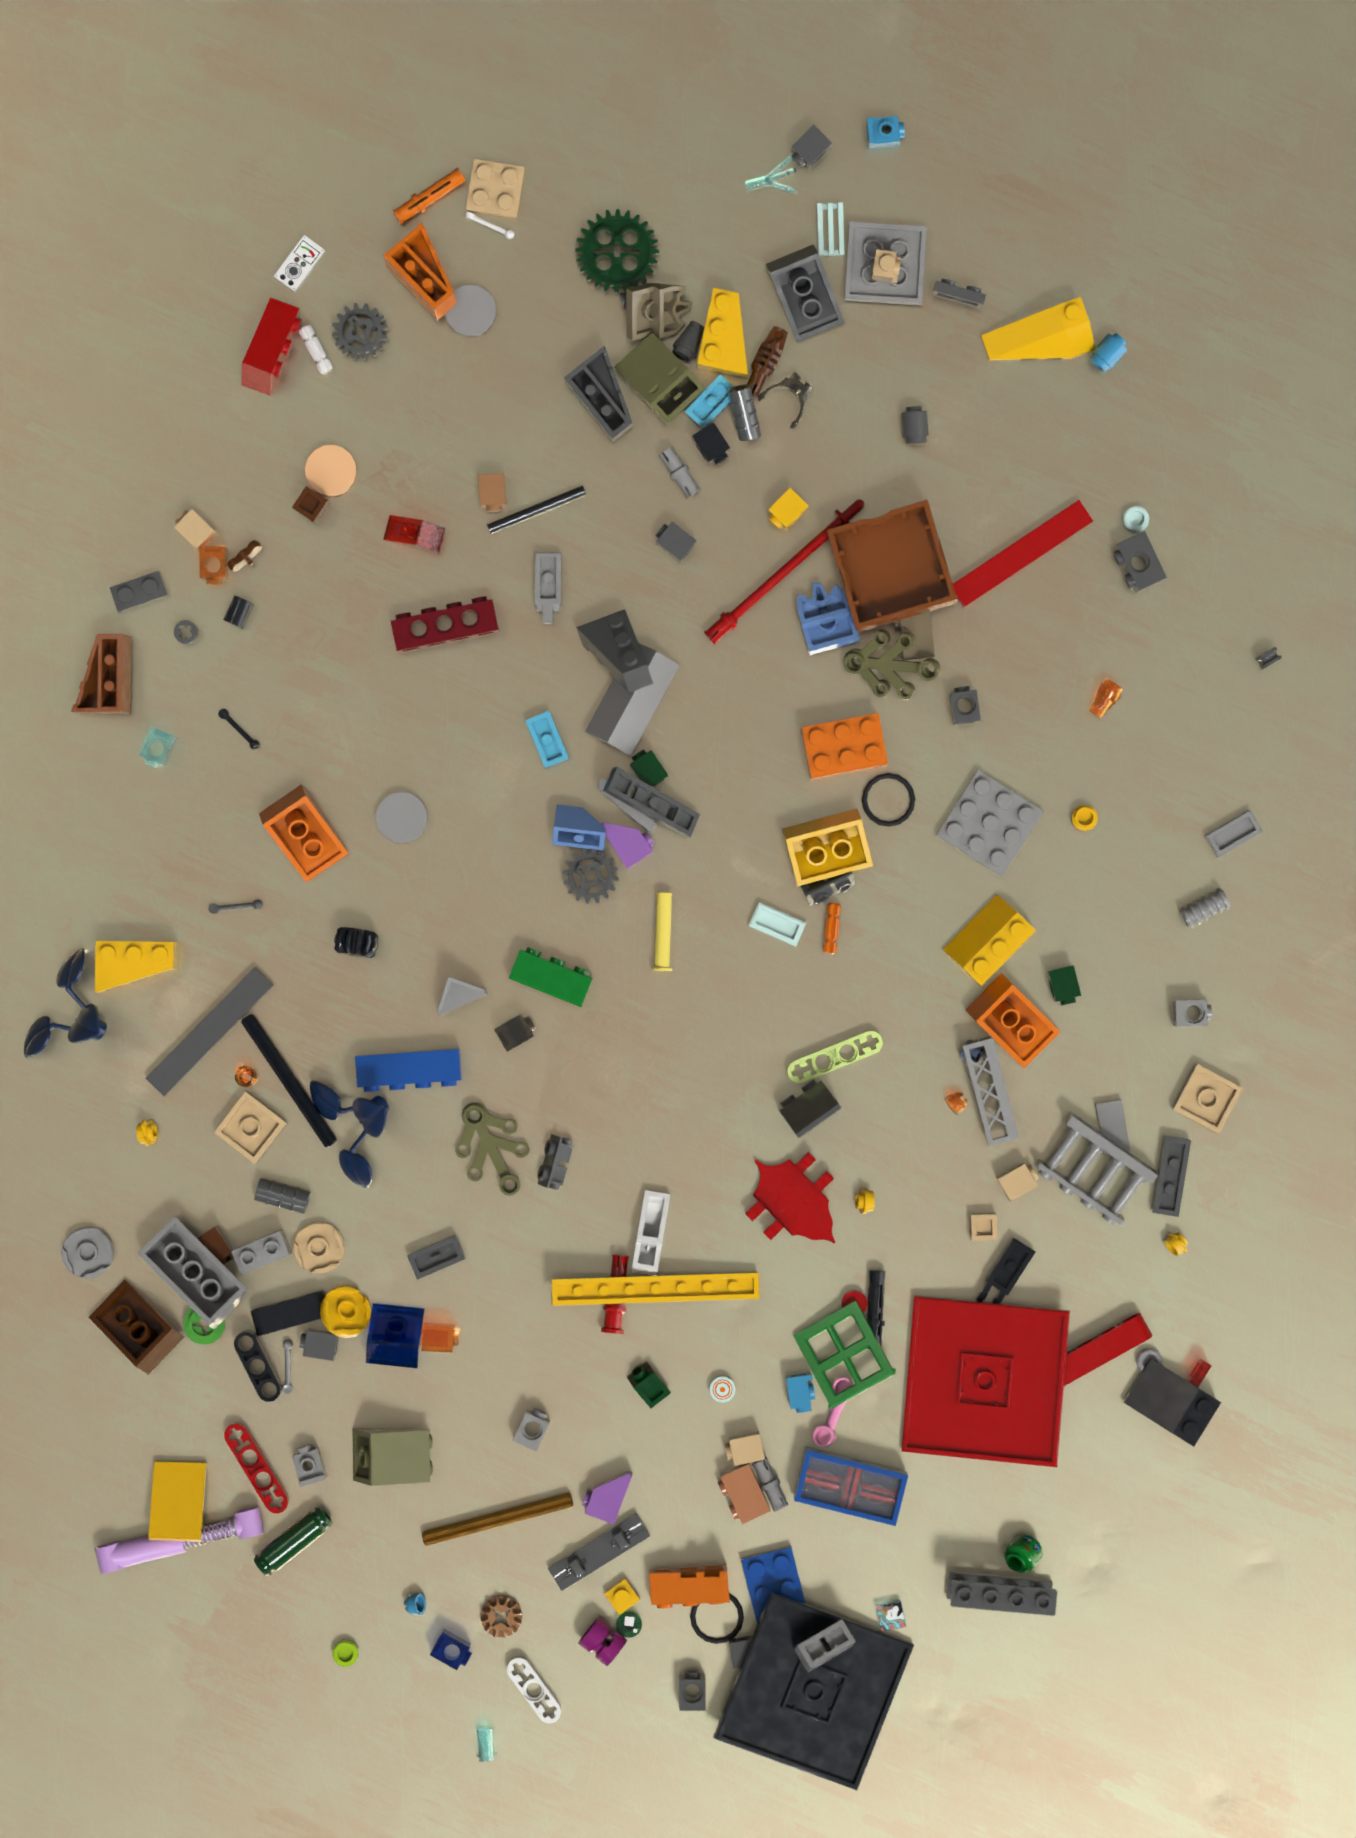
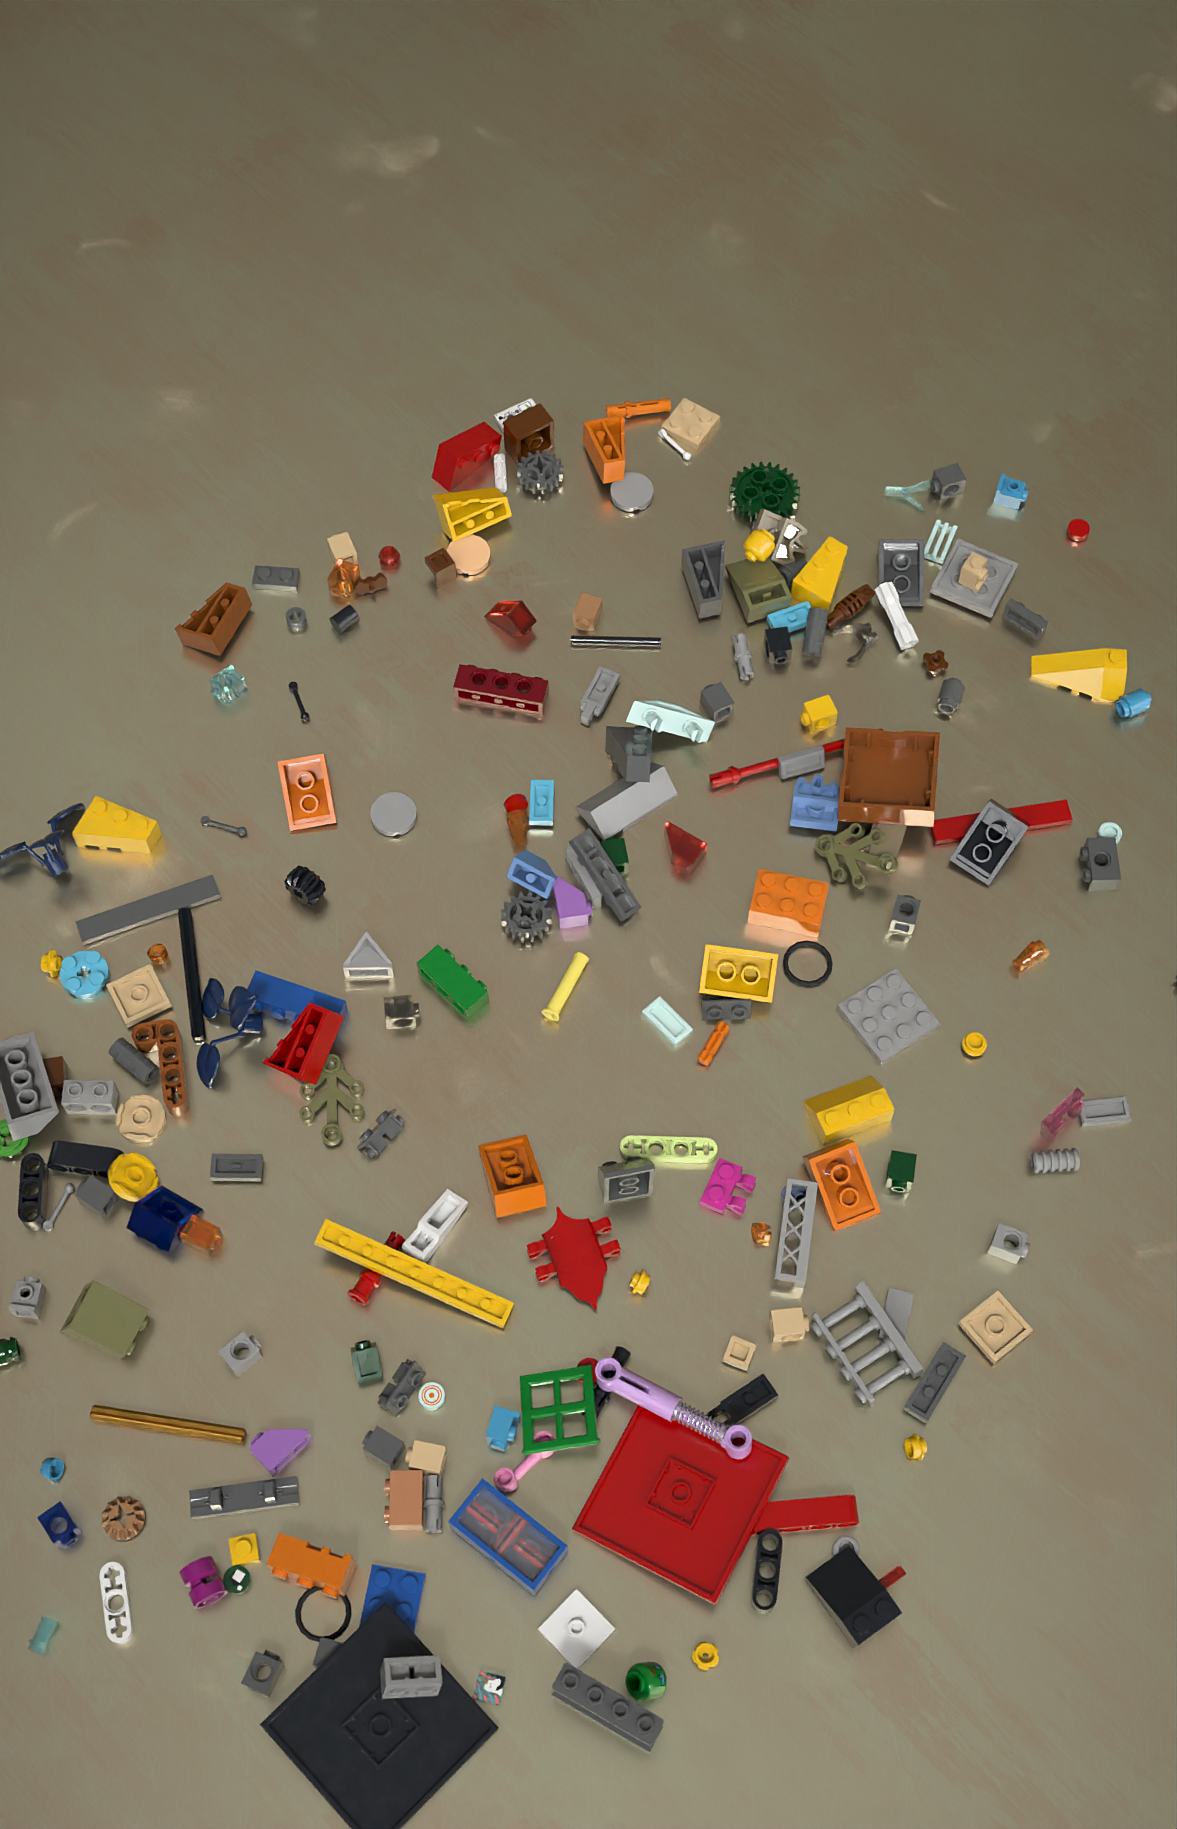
camera: 25 degrees right, 25 degrees down
(169, 1127) = (81, 961): none -> medium azure plate
(247, 505) = (389, 551): none -> clear red plate
(312, 421) = (470, 511): none -> yellow wedge
(318, 1189) = (168, 1067): none -> dark orange beam
(327, 293) = (528, 432): none -> reddish brown brick
(446, 1115) = (307, 1044): none -> red wedge
(522, 753) = (515, 802): none -> red tile
(536, 778) = (518, 826): none -> clear orange cone
(639, 588) = (670, 718): none -> light aqua connector
(643, 336) = (759, 545): none -> yellow head
(690, 1405) = (409, 1377): none -> dark grey hinge
(699, 1149) = (512, 1176): none -> orange slope
(701, 1456) = (383, 1447): none -> dark grey brick
(714, 731) = (683, 848): none -> clear red slope
(792, 576) = (801, 762): none -> light grey tile
(808, 338) = (890, 602): none -> white axle
(875, 388) = (935, 667): none -> reddish brown plate
(900, 1071) = (721, 1186): none -> dark pink plate
(943, 1534) = (576, 1629): none -> white plate
(945, 1312) = (670, 1406): none -> lavender piece
(974, 147) = (1078, 530): none -> red tile
(1020, 587) = (989, 841): none -> slope
(1064, 1514) = (711, 1650): none -> yellow plate
(1095, 1425) = (770, 1558): none -> black beam
(1201, 856) = (1069, 1108): none -> clear pink plate

